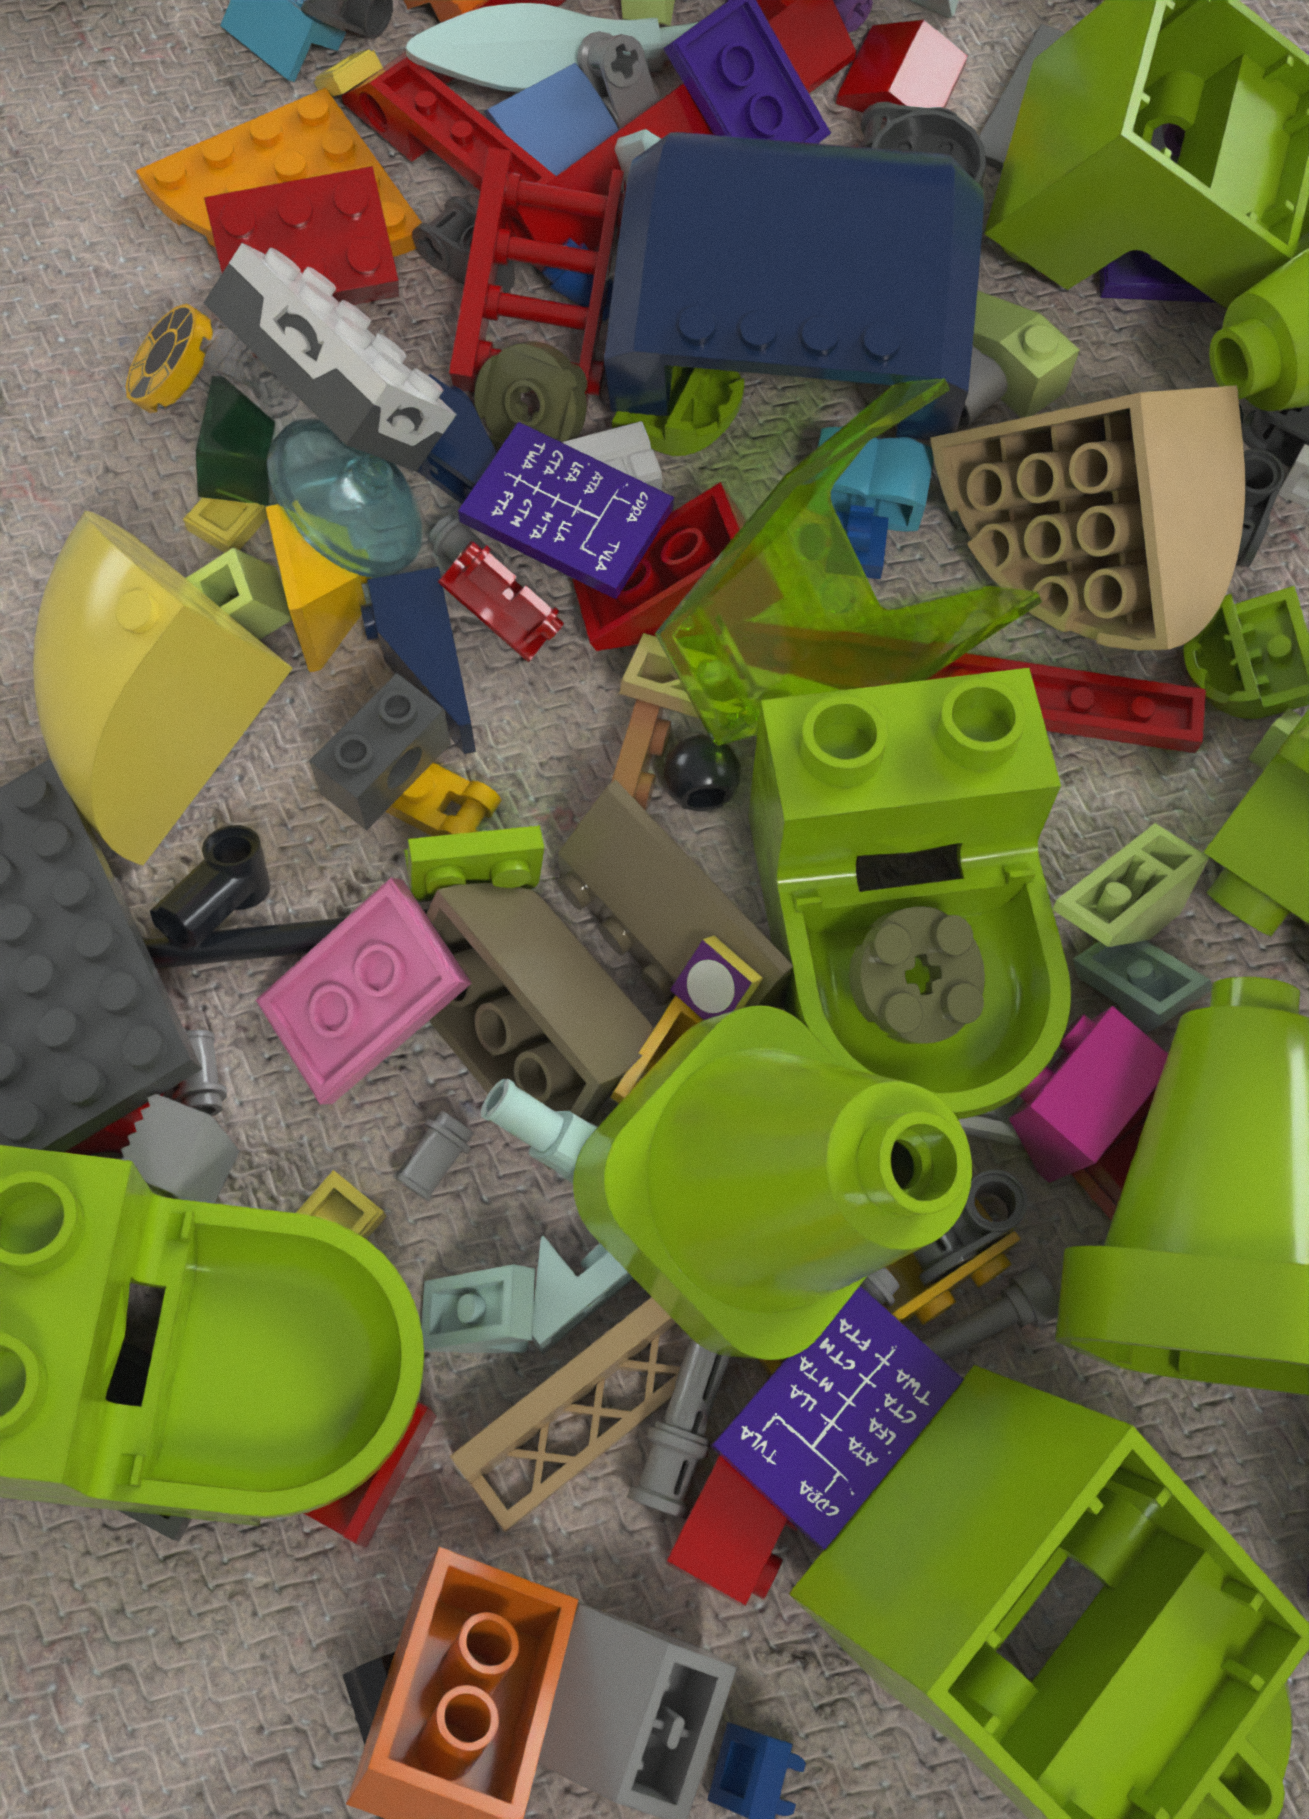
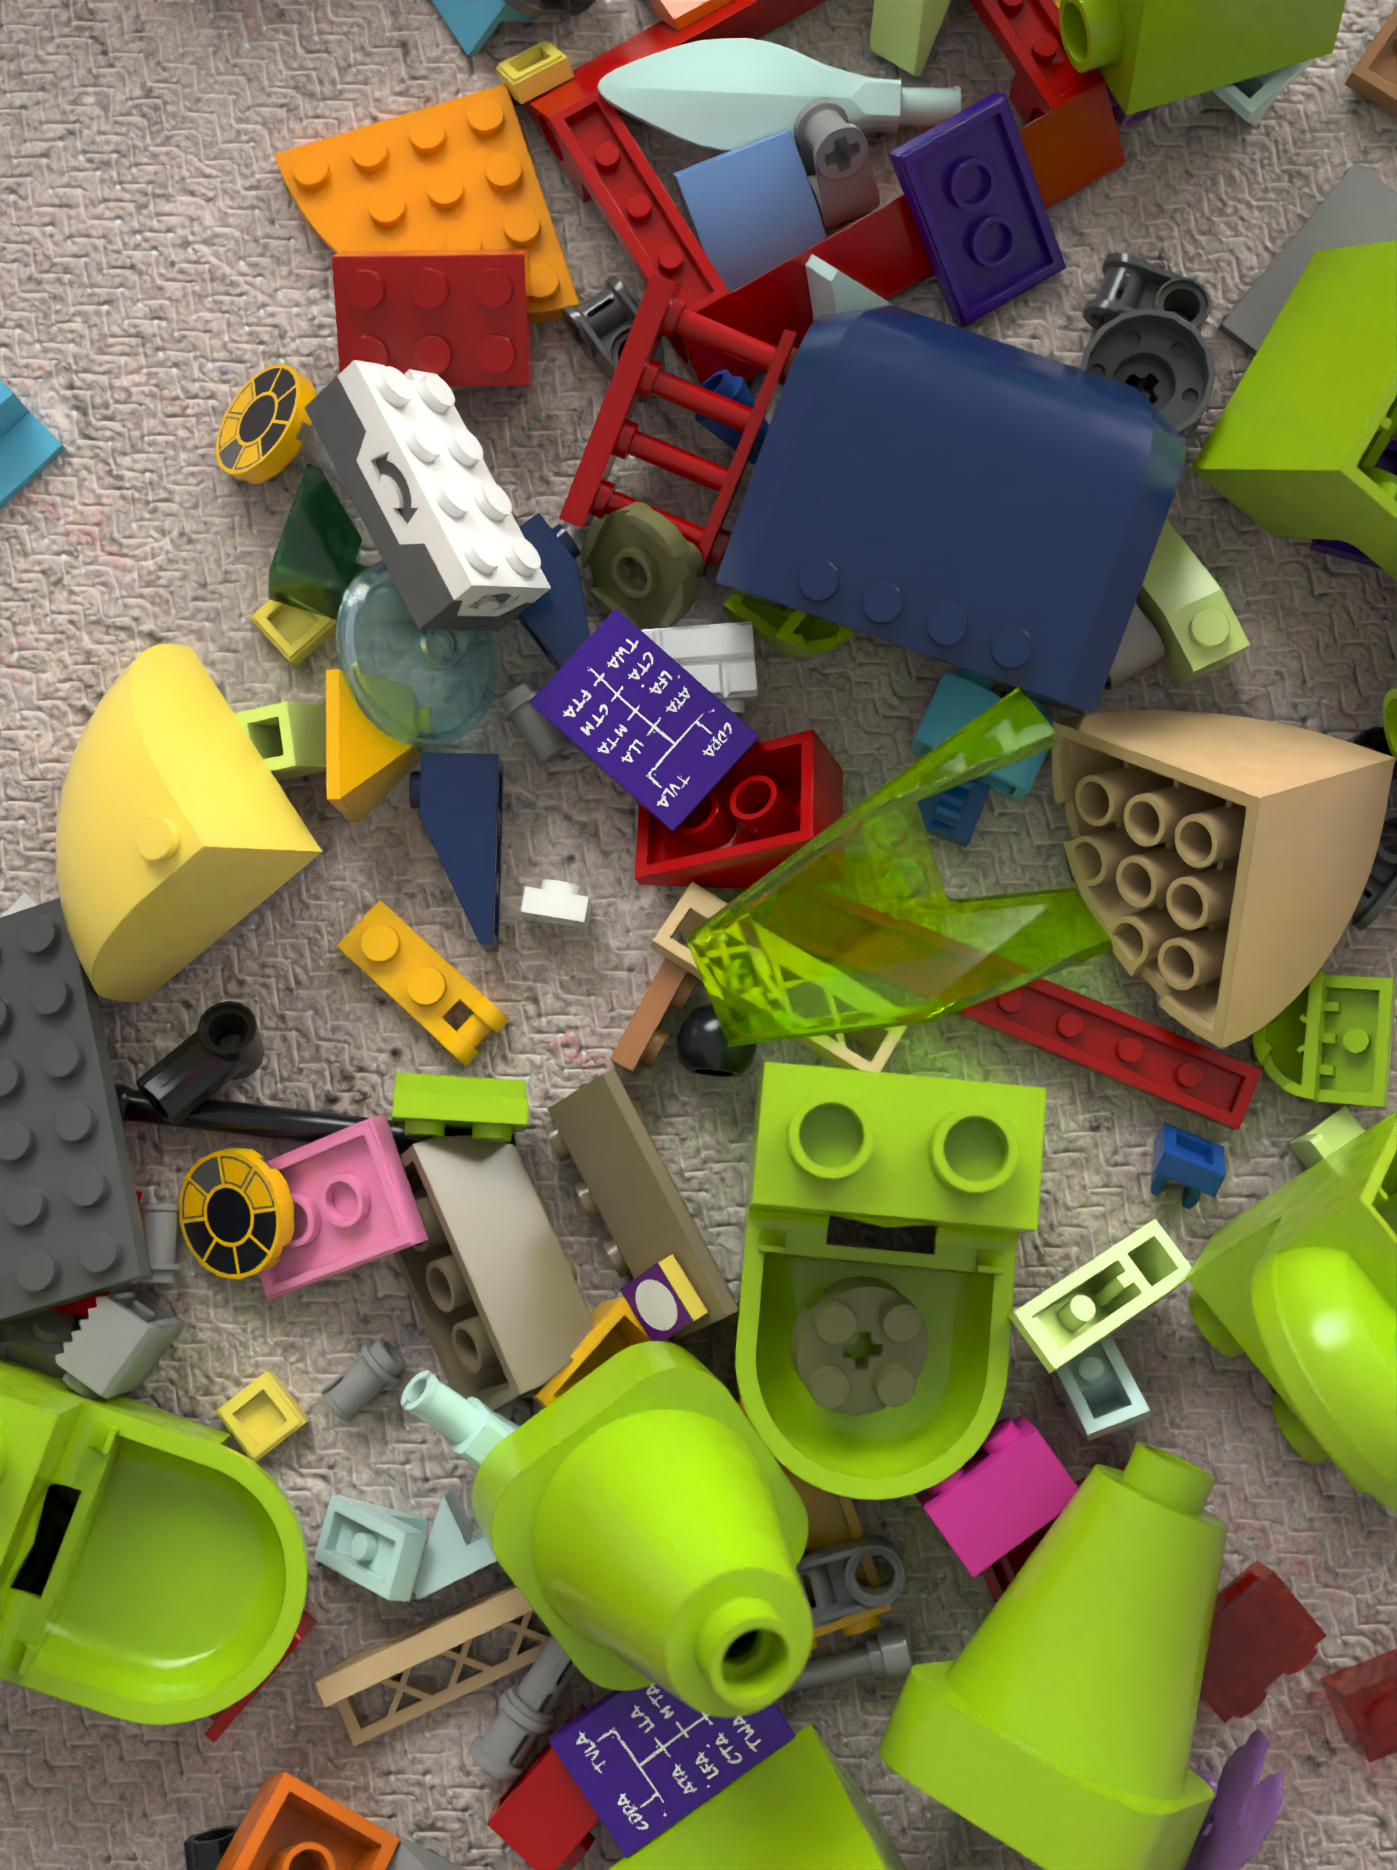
camera: 15 degrees right, 15 degrees up
(272, 1021) = (235, 1213): none -> tile
(381, 751) = (393, 962): dark grey brick -> none
(500, 601) = (557, 799): red hinge -> none
(522, 691) = (556, 904): none -> white plate
(903, 66) = (1173, 200): red slope -> none
(1164, 782) = (1188, 1161): none -> blue tile

